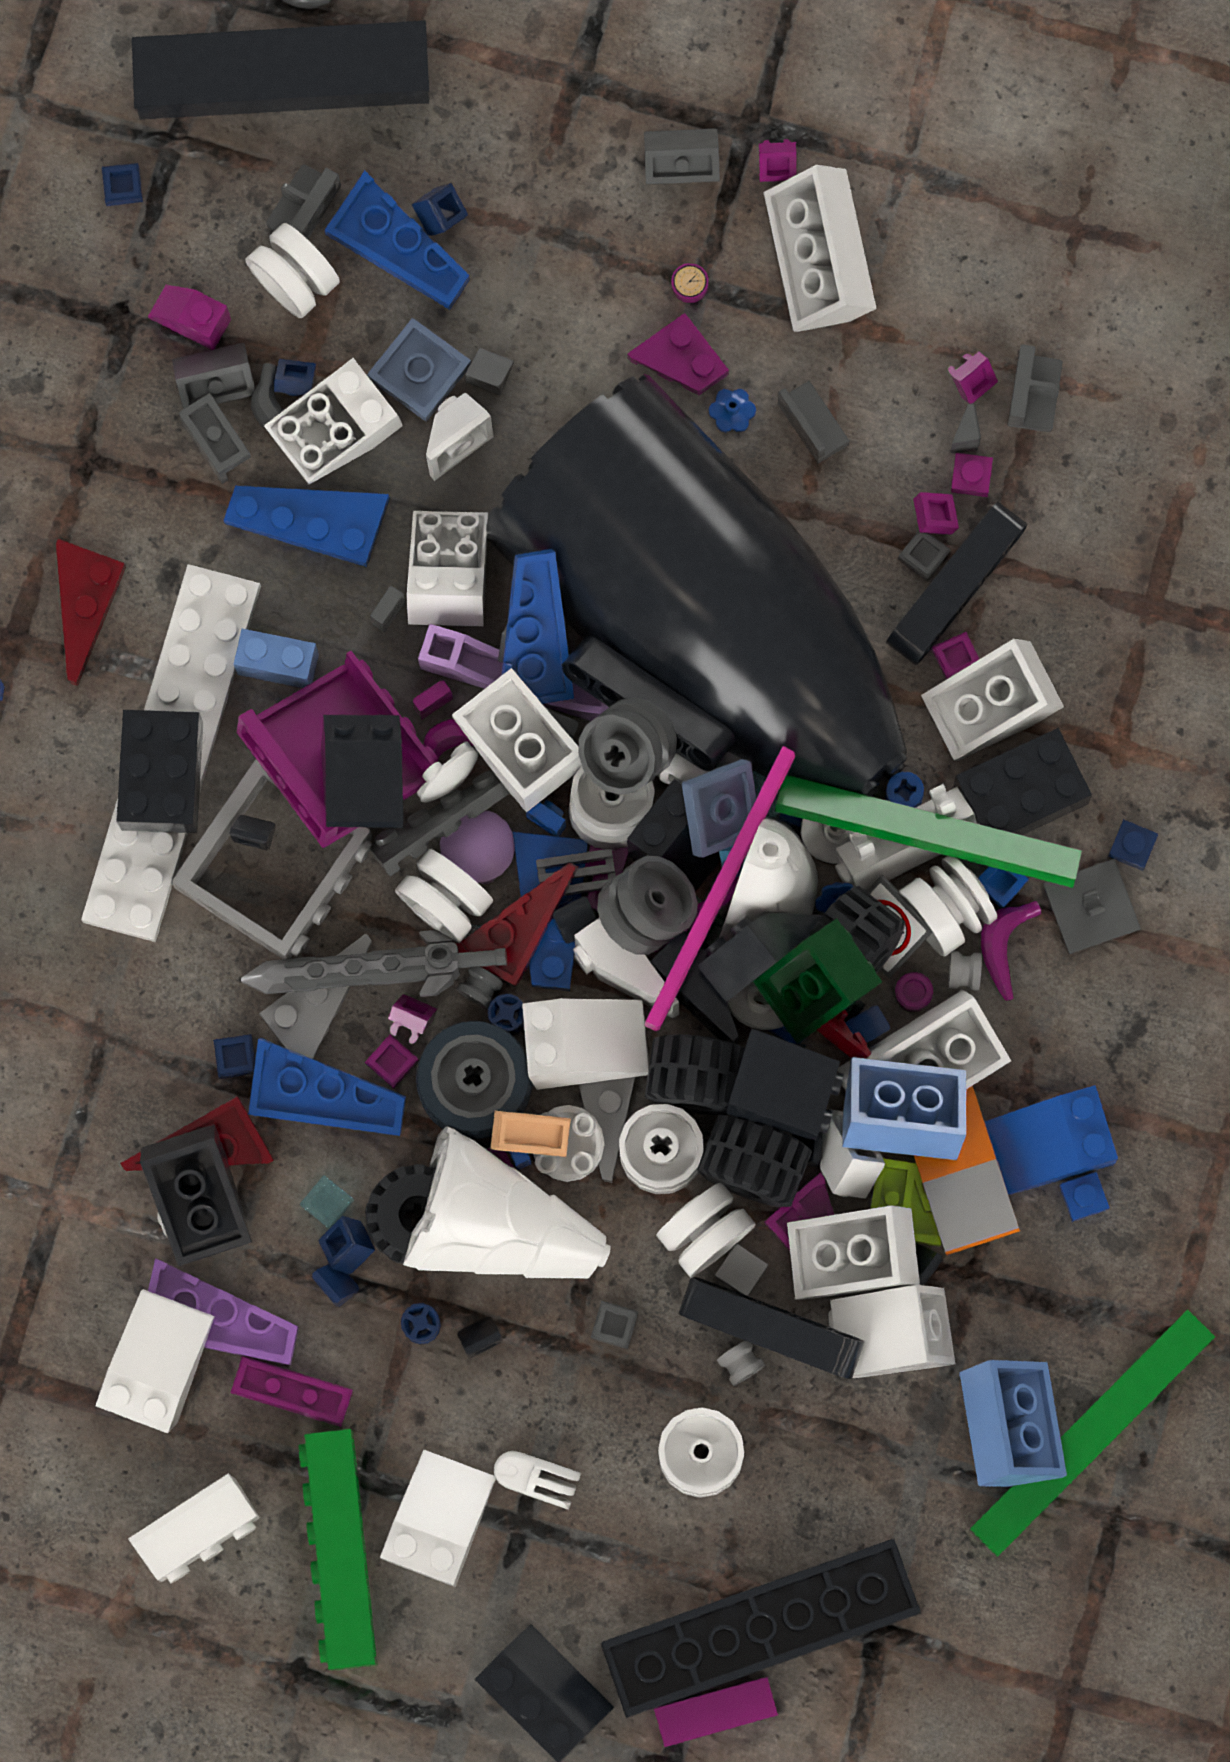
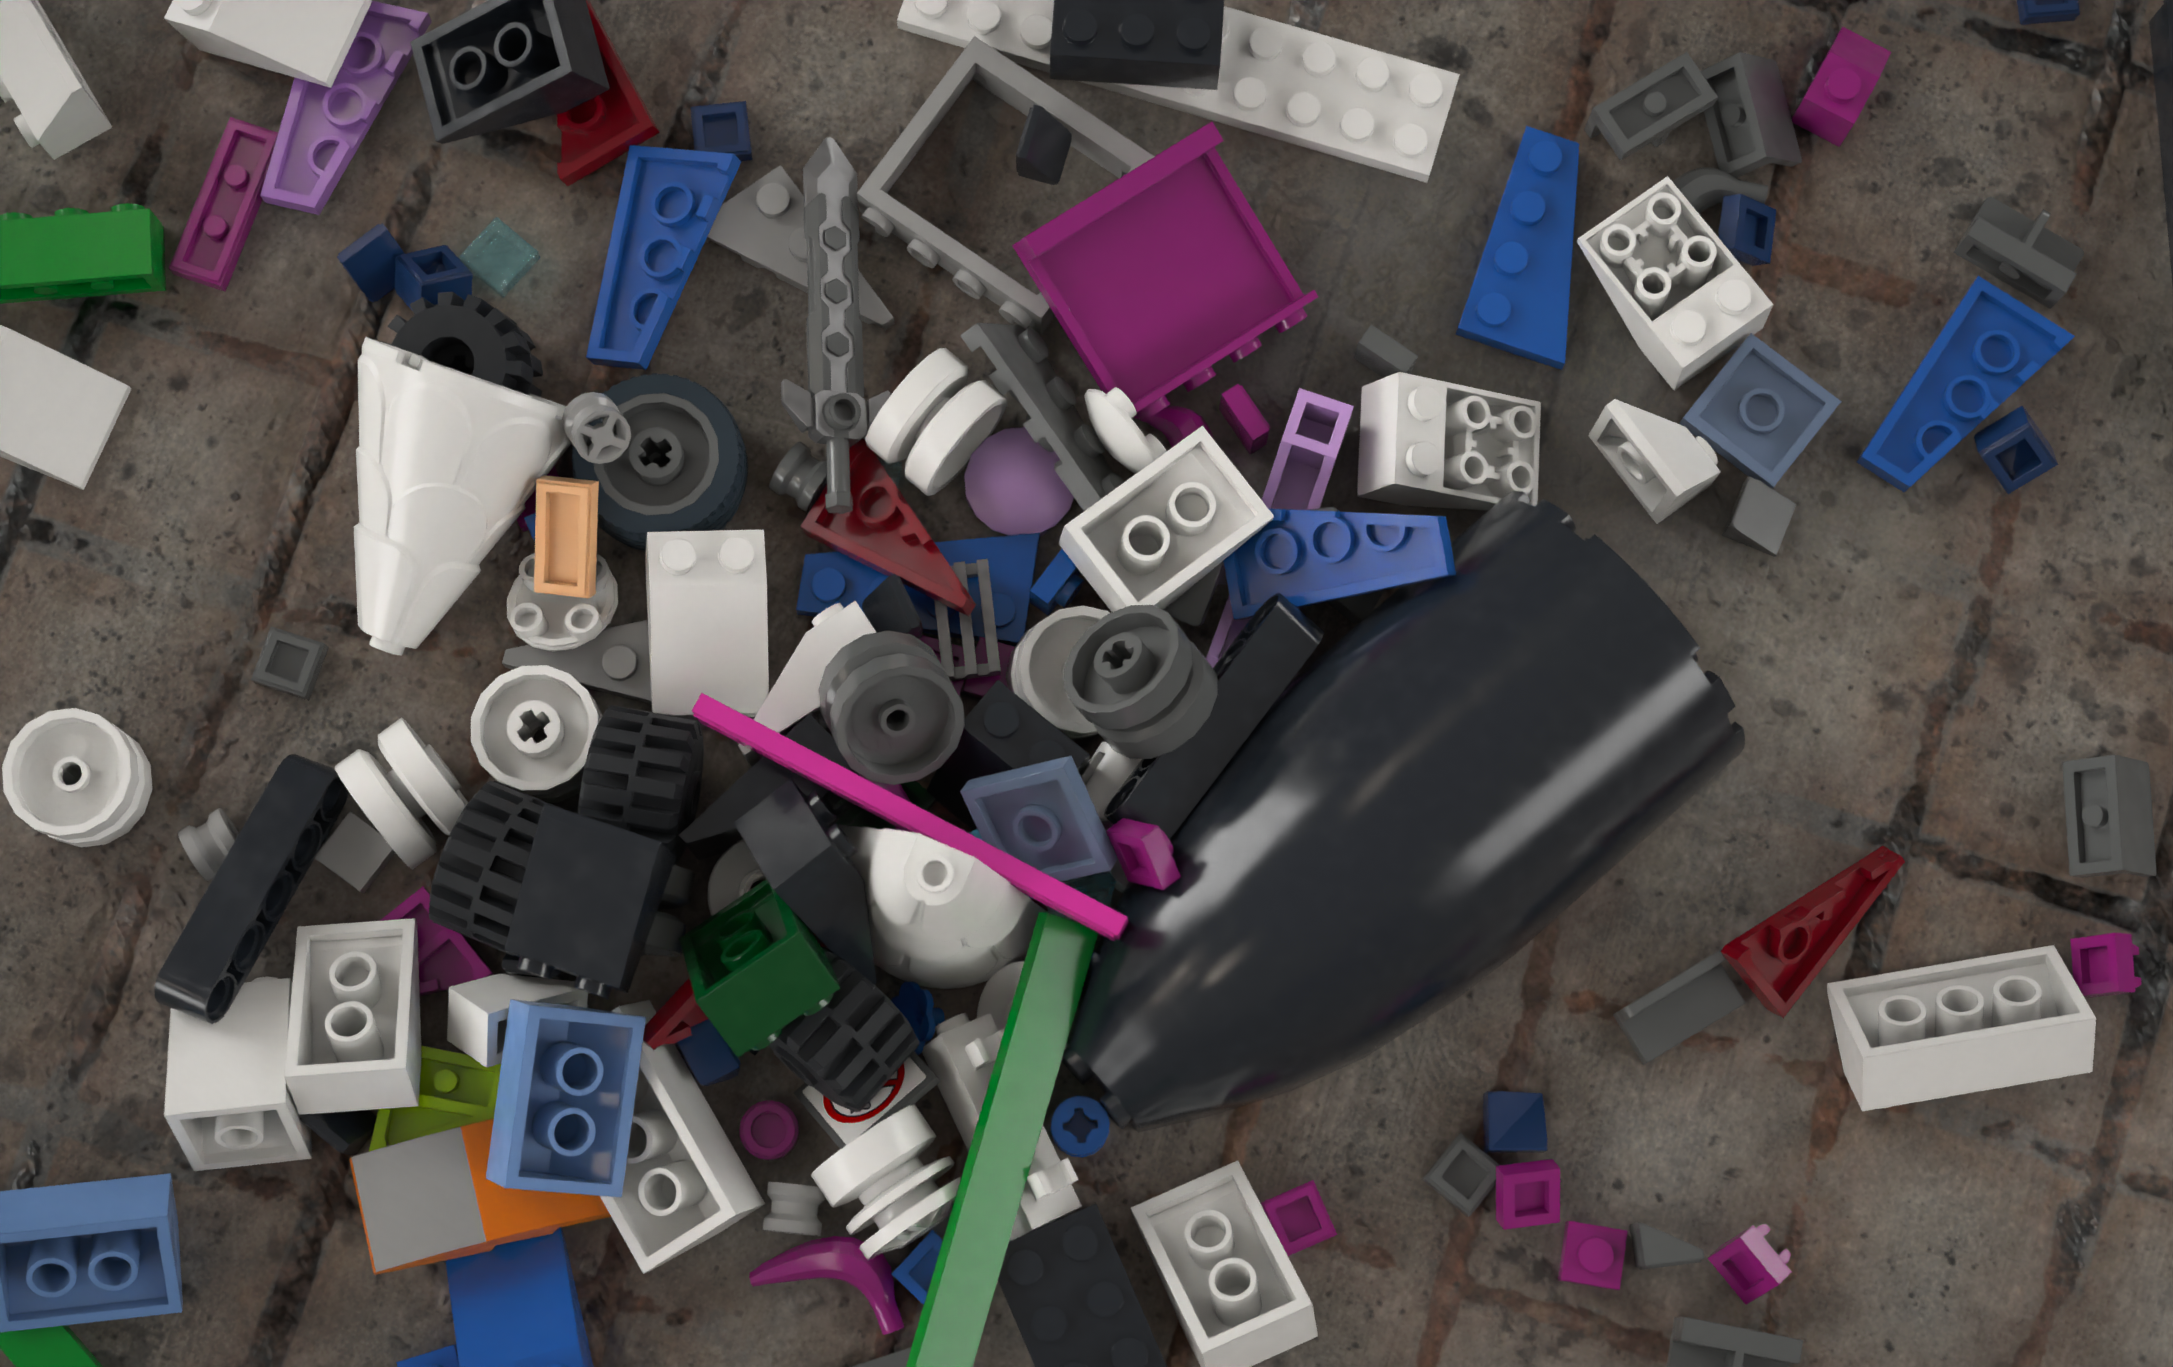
camera: 85 degrees right, 0 degrees up
(275, 658) = (1310, 193): medium blue brick -> none
(292, 270) = (1915, 225): white wheel -> none
(362, 770) = (1120, 296): black slope -> none
(391, 1061) = (702, 352): magenta tile -> none
(411, 1014) = (762, 377): magenta tile -> none
(415, 1320) = (300, 373): dark blue wheel -> none
(461, 1109) = (598, 442): none -> light grey wheel
(479, 1337) = (283, 466): black slope -> none
(504, 1008) = (755, 507): dark blue wheel -> none
(523, 1474) = (67, 541): white arm -> none
(681, 356) = (1784, 807): magenta wing -> none
(689, 283) = (1903, 824): tile -> none
(732, 418) = (1686, 892): blue plant -> none
(739, 740) = (1144, 853): none -> magenta plate
(772, 350) = (1795, 943): none -> dark red wing
(890, 523) = (1514, 1122): none -> dark blue slope
(956, 583) = (1414, 1223): black beam -> none

